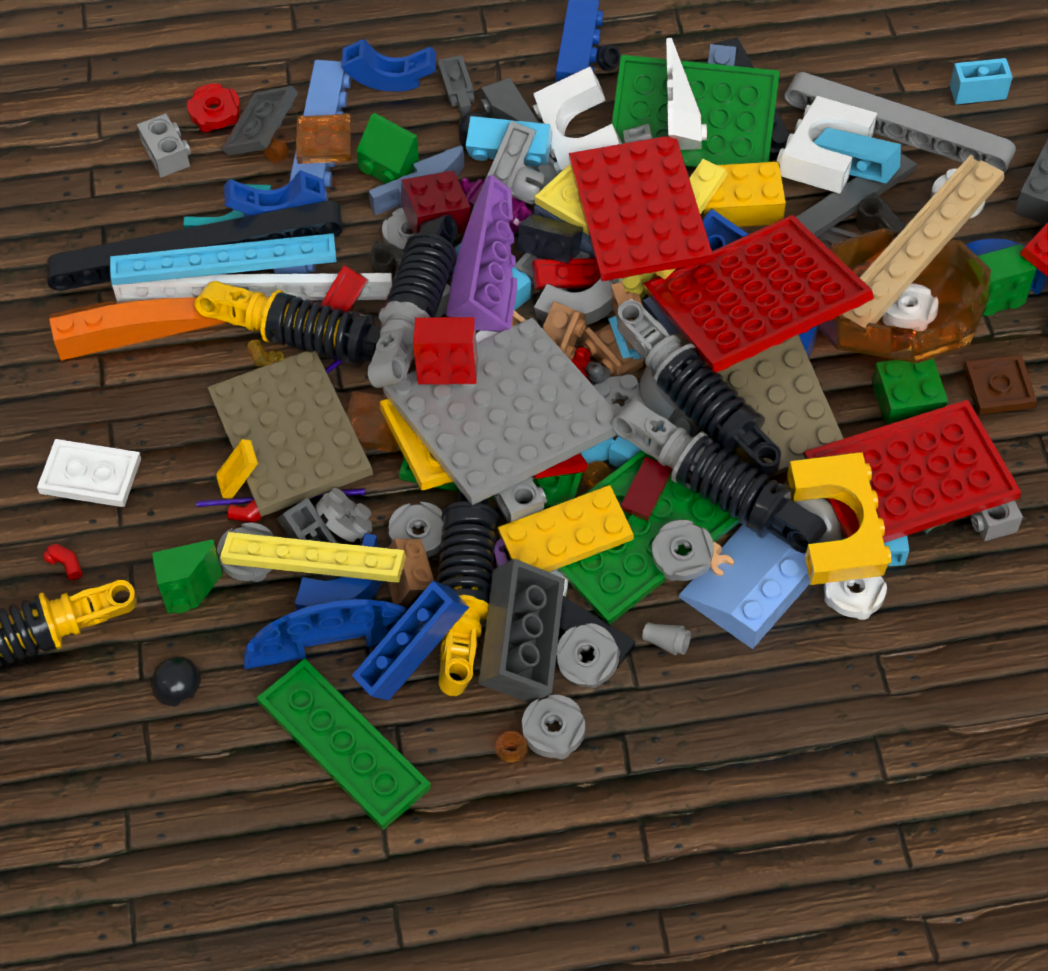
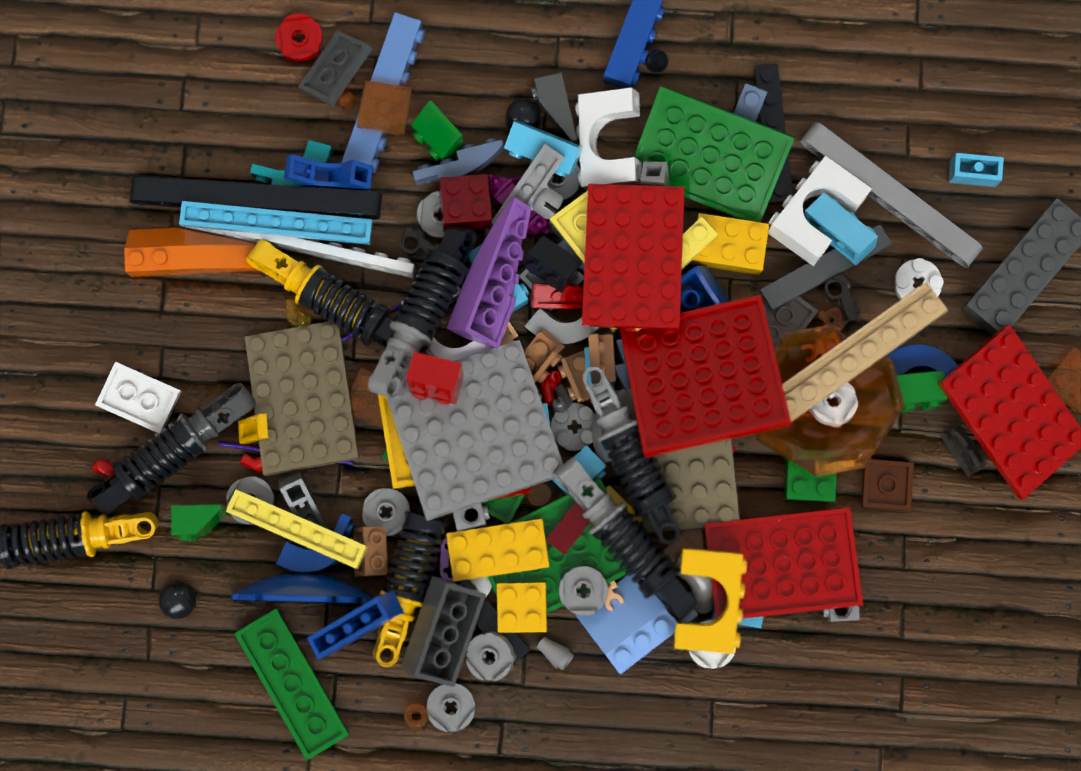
camera: 15 degrees right, 25 degrees up
(136, 512) = (169, 453): none -> black piece
(164, 145) = (245, 74): light grey brick -> none
(344, 516) = (339, 487): light grey plate -> none
(345, 289) = (370, 275): red tile -> none
(385, 72) = (457, 35): blue arch -> none
(457, 83) = (516, 59): dark grey hinge -> none
(612, 589) = (522, 607): none -> yellow plate
(683, 112) = (698, 165): white wedge -> none

